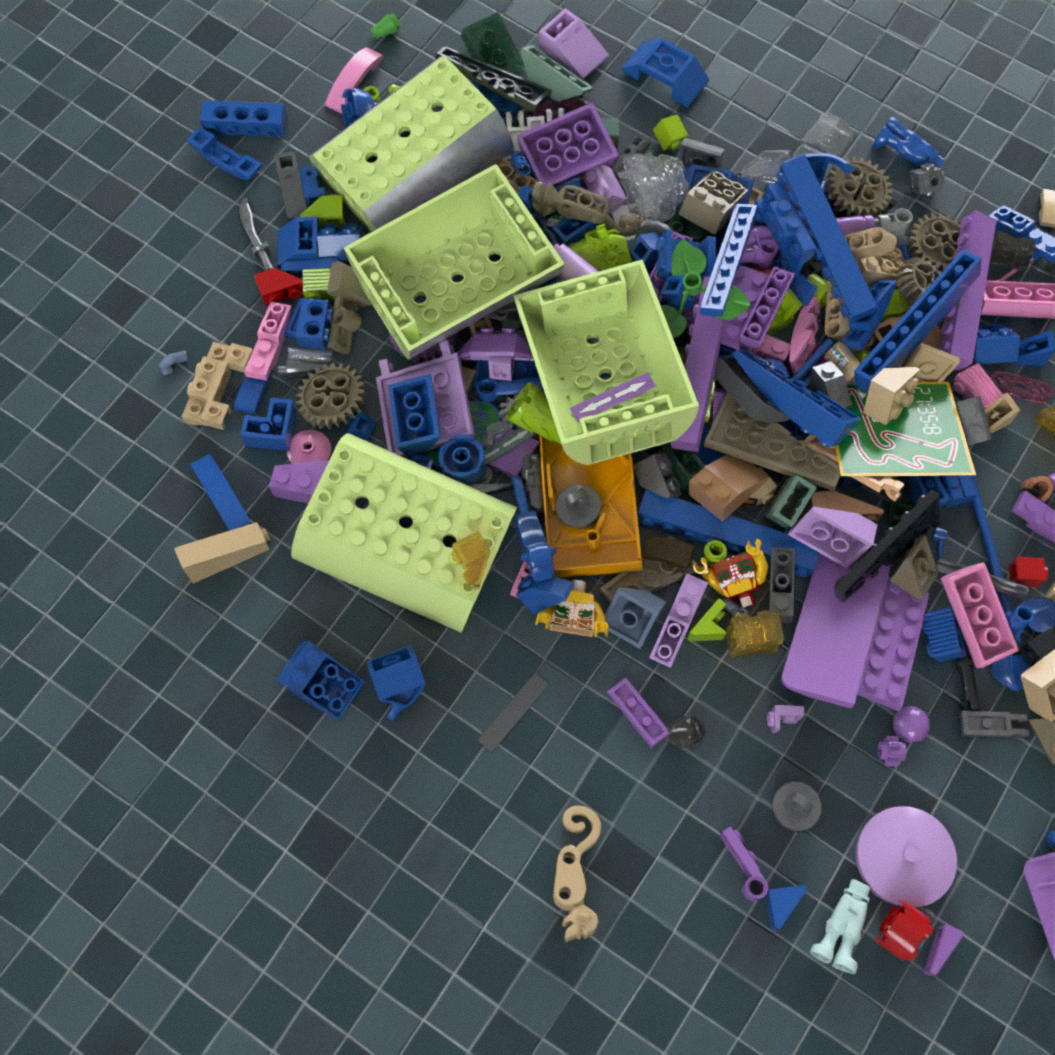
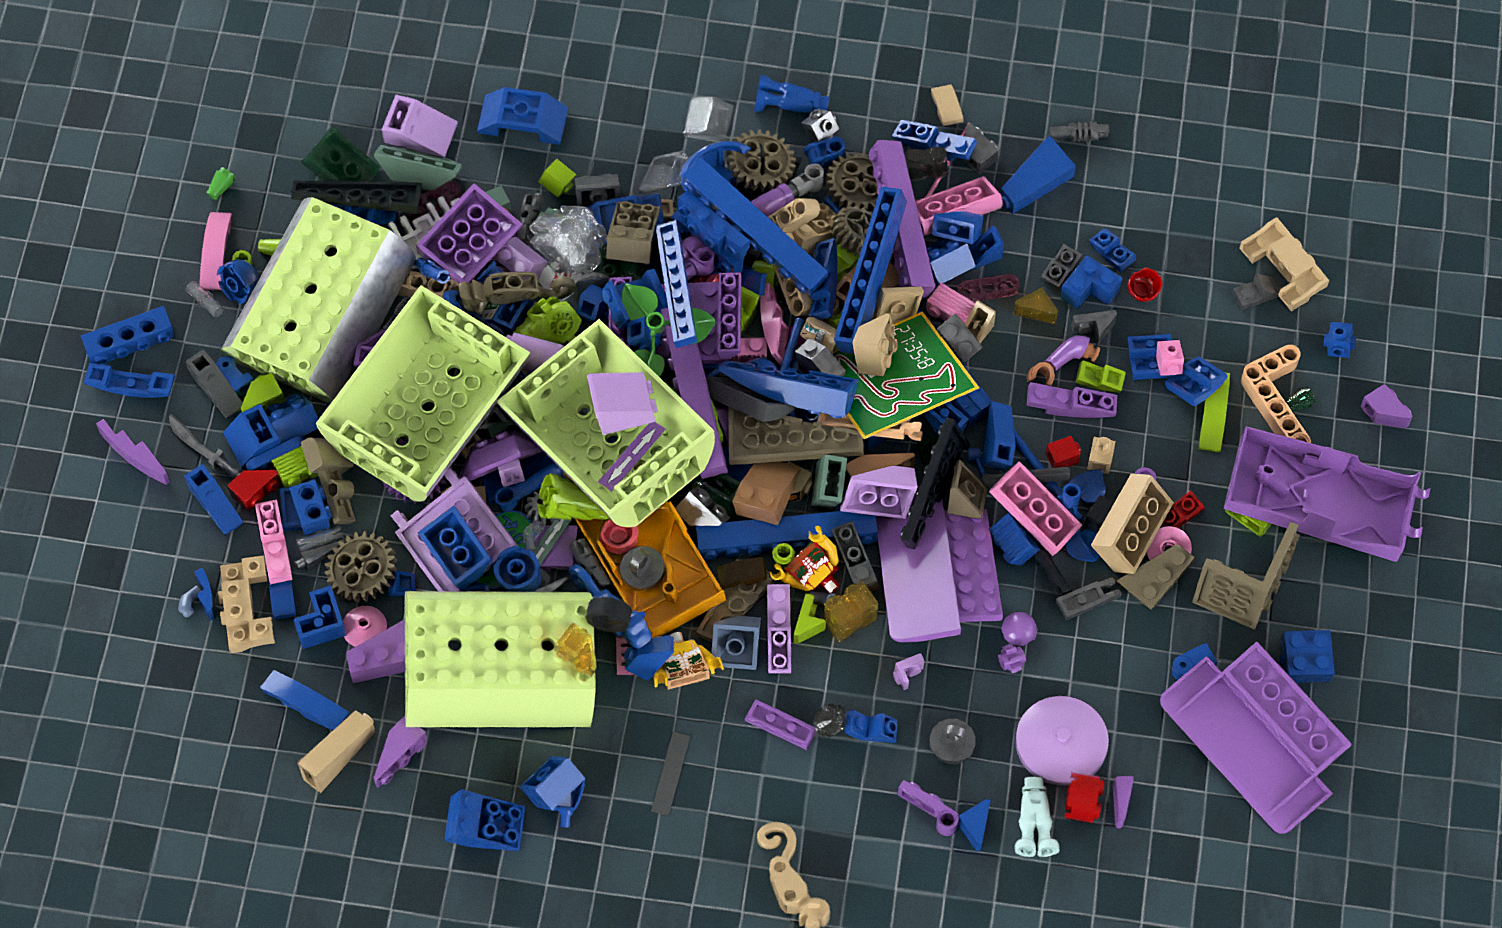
camera: 25 degrees left, 5 degrees down
(188, 363) = (206, 596): none -> blue slope
(197, 216) = (137, 455): none -> medium lavender slope
(237, 282) = (212, 499): none -> blue slope
(275, 576) = (399, 747): none -> medium lavender slope
(323, 114) = (204, 299): none -> clear pin
(518, 537) = (608, 614): none -> black tyre
(569, 471) = (618, 538): none -> coral piece
(623, 340) = (621, 400): none -> lavender slope
(722, 756) = (874, 728): none -> blue slope
(921, 203) = (823, 151): none -> blue piece
(972, 530) = (999, 437): none -> blue slope
(1018, 317) = (958, 226): none -> blue slope

